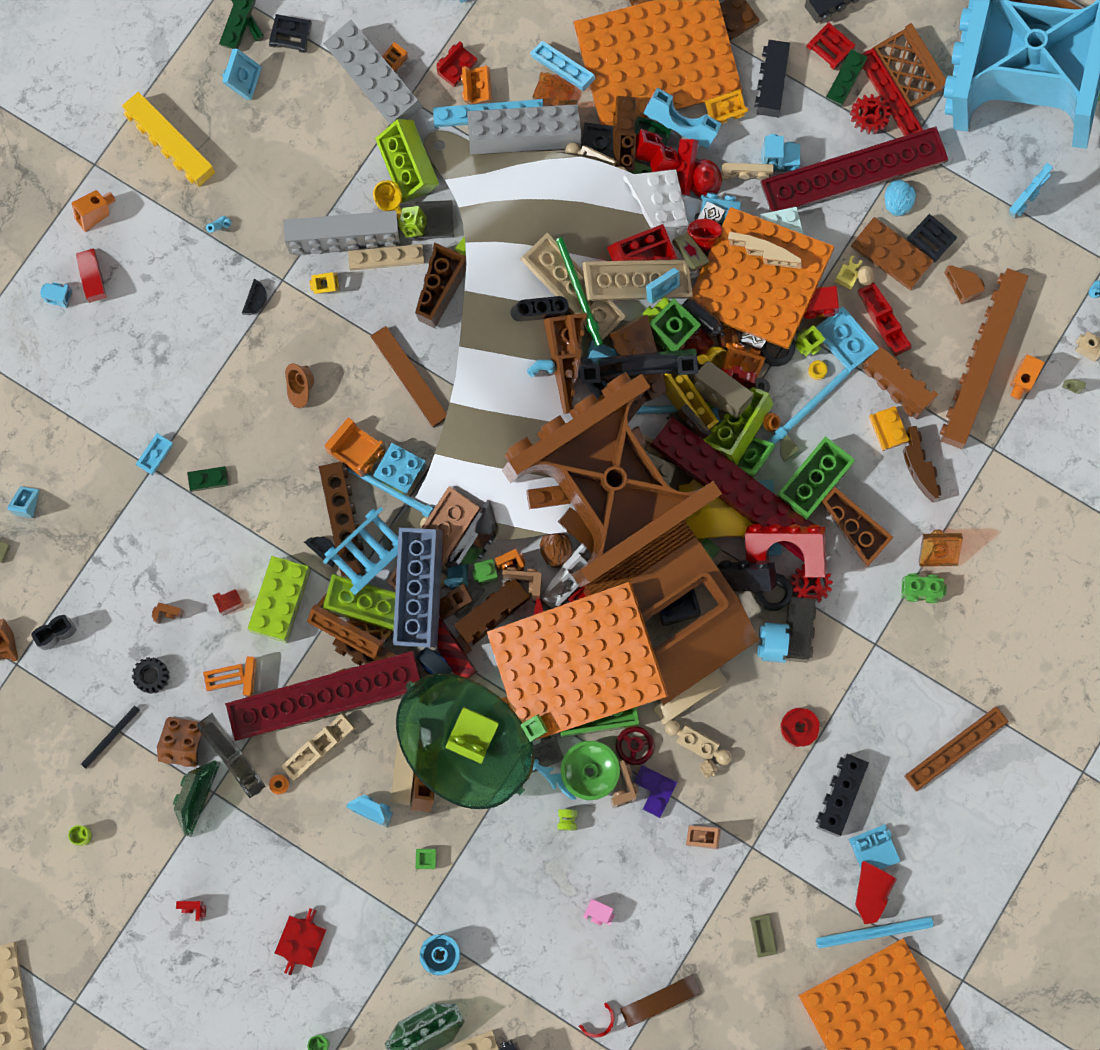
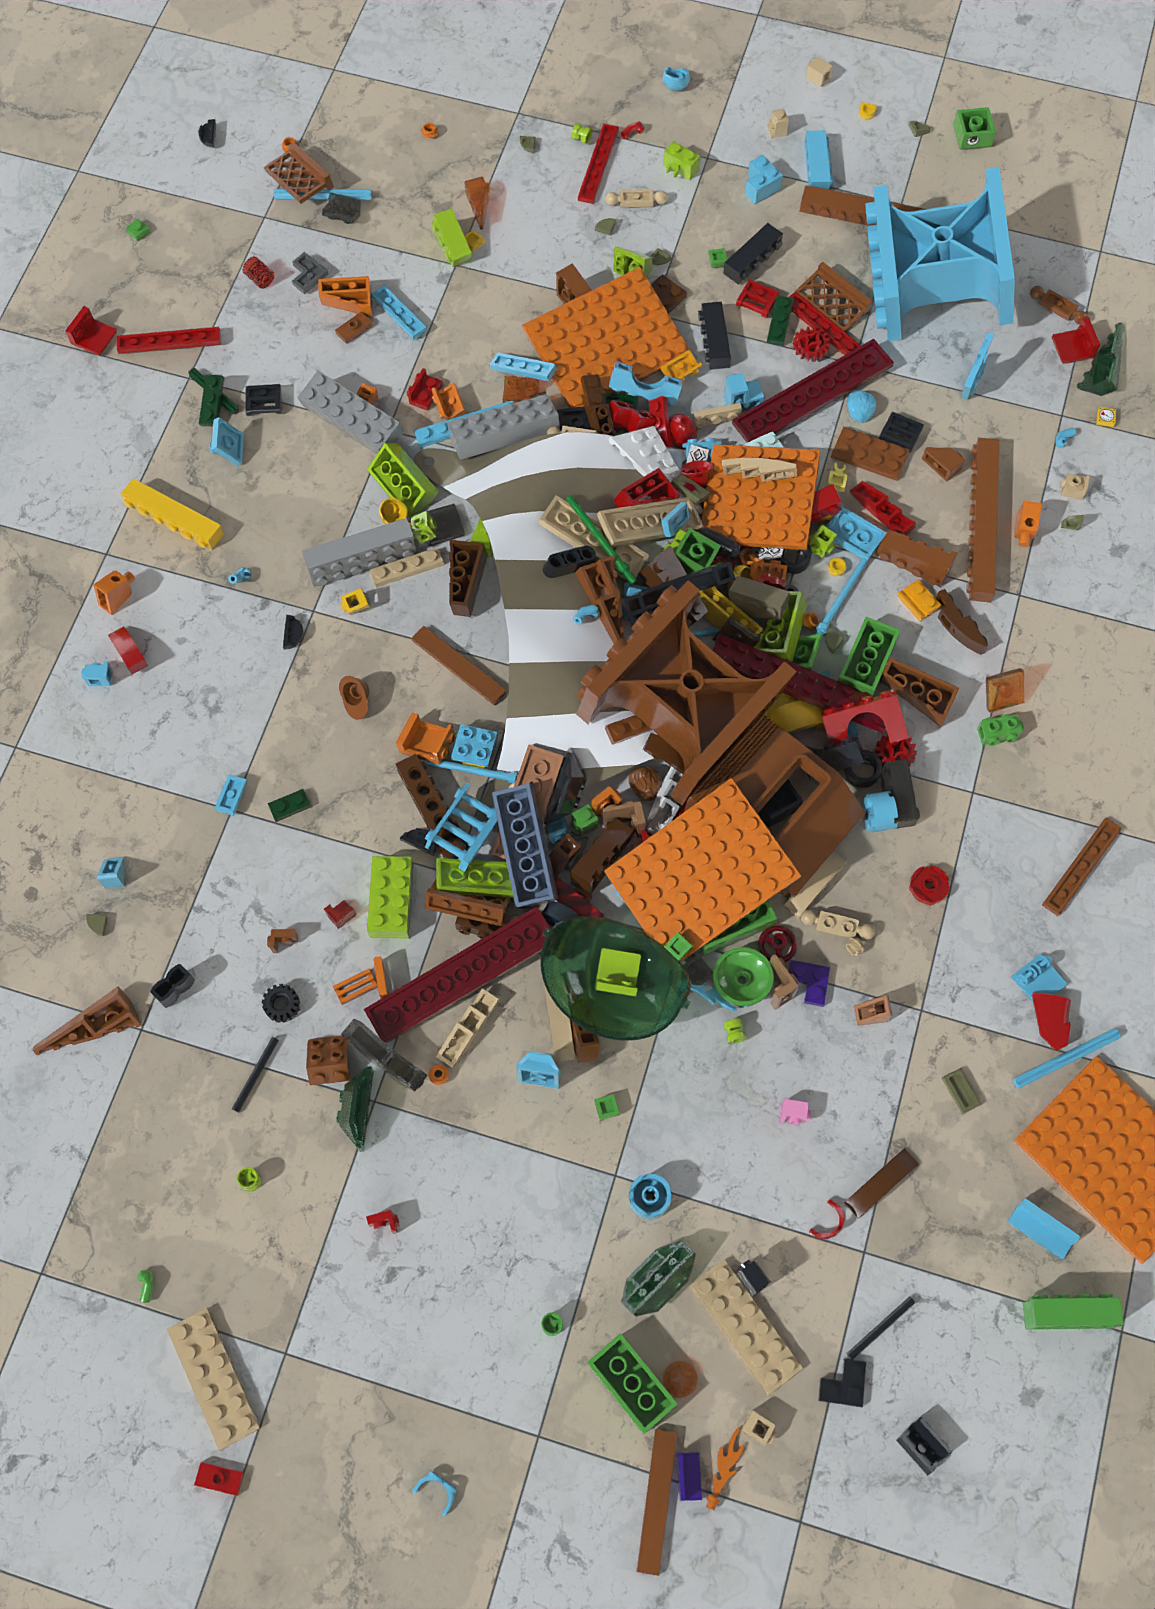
camera: 15 degrees left, 10 degrees down
(300, 941) = (503, 1224): red plate -> none
(842, 795) = (991, 936): black brick -> none
(866, 275) = (853, 475): tan tile -> none

